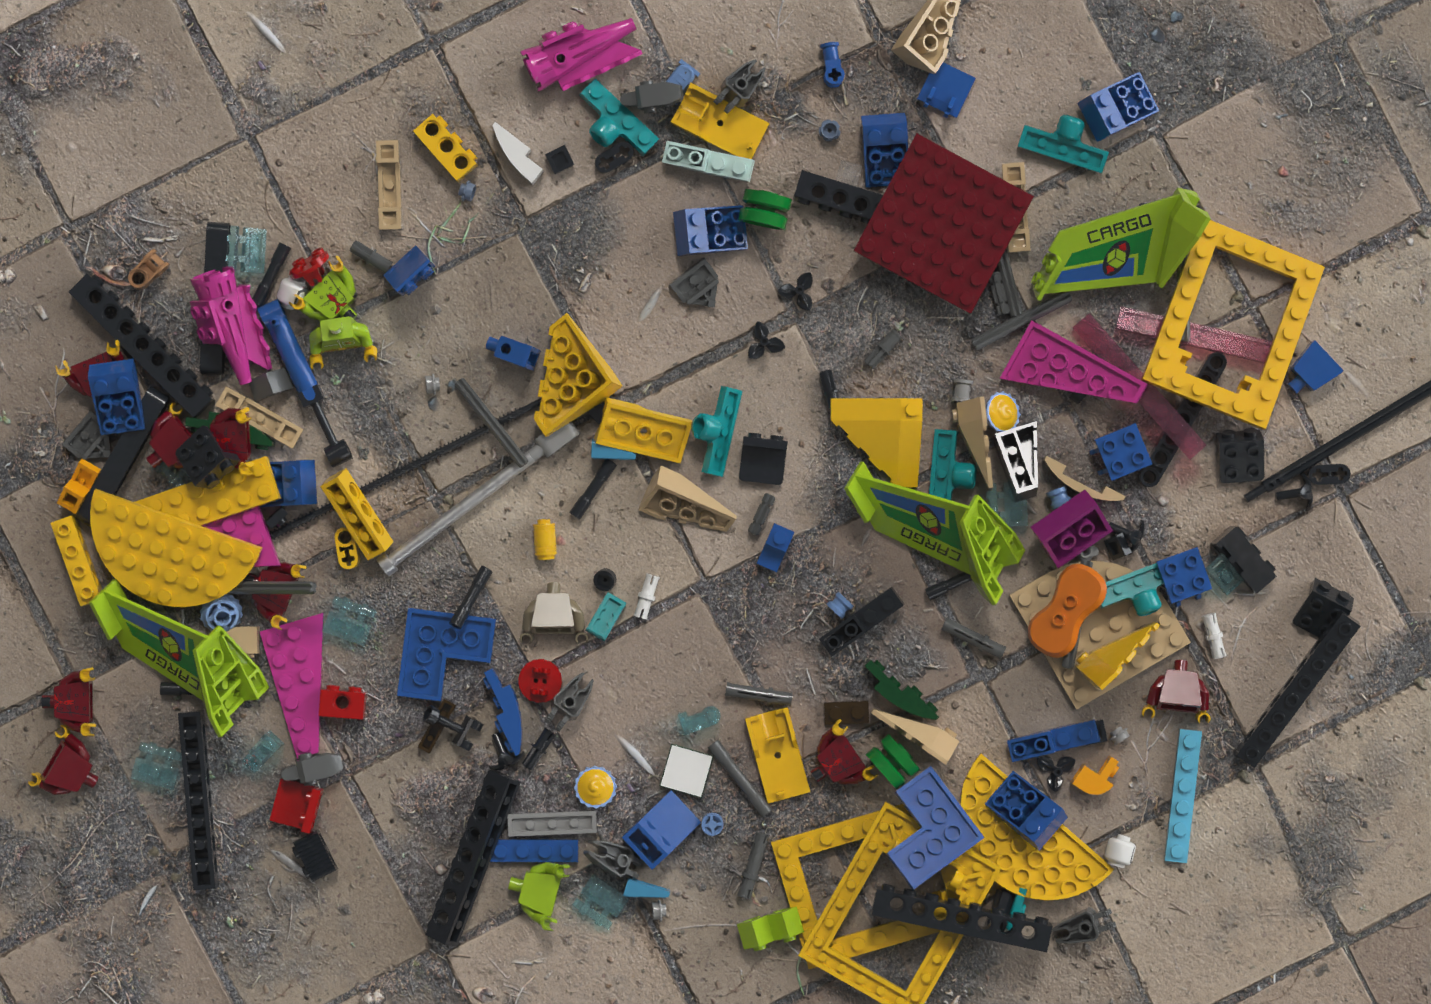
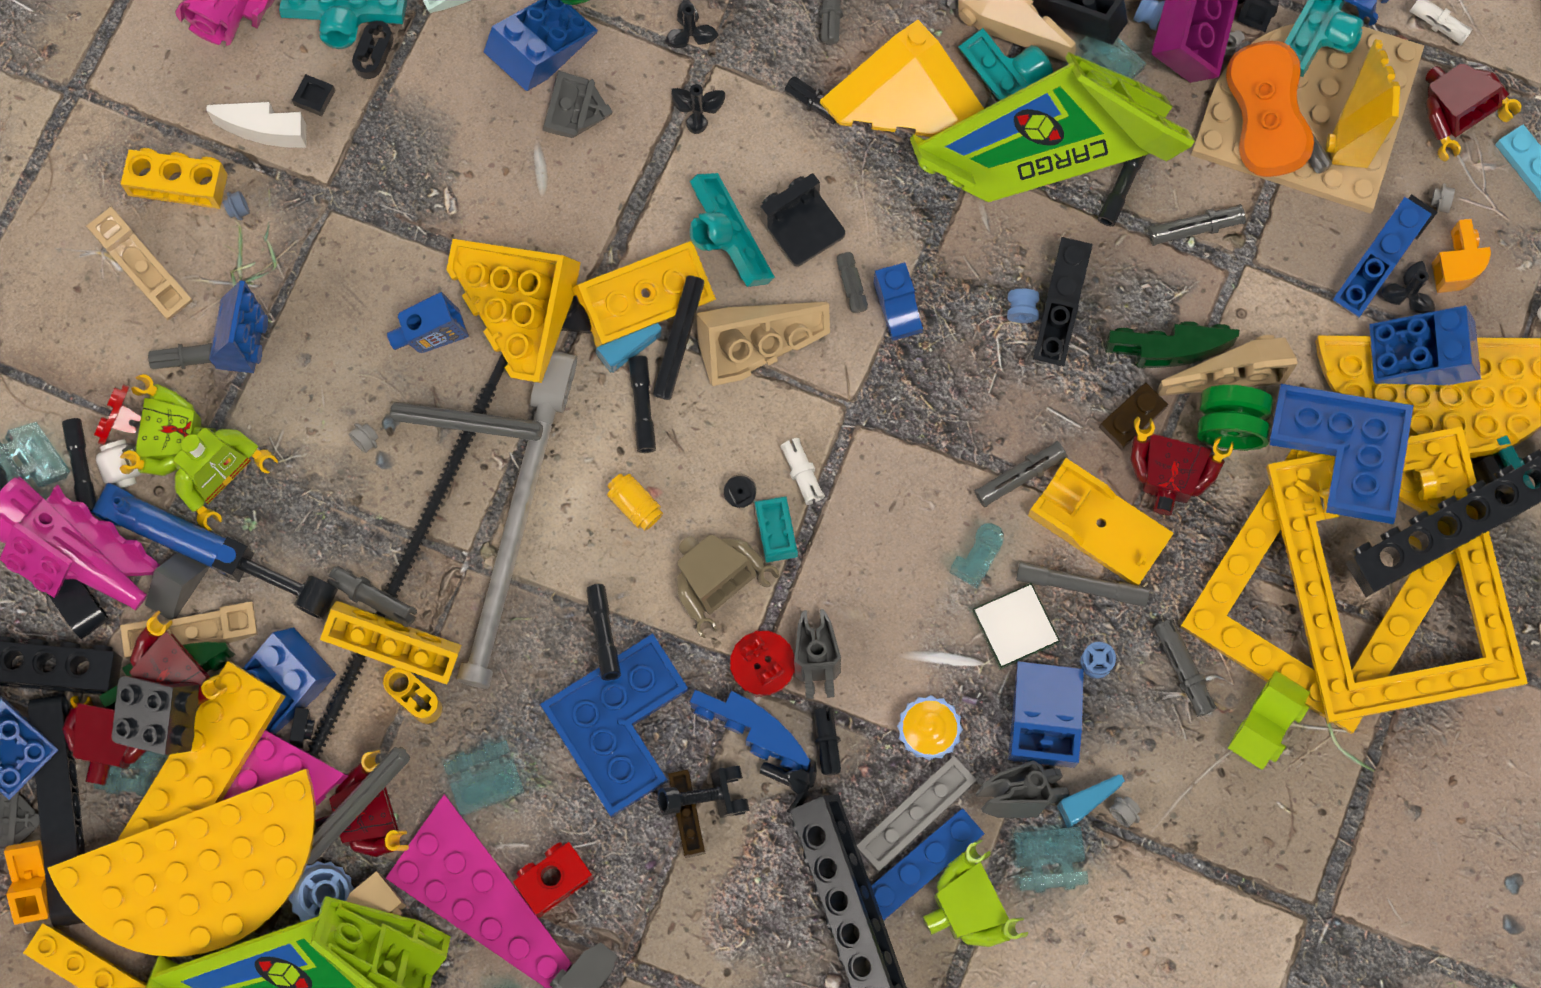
camera: 45 degrees left, 15 degrees down
(365, 473) = (361, 590): none -> dark grey pin
(641, 470) = (678, 337): none -> black axle

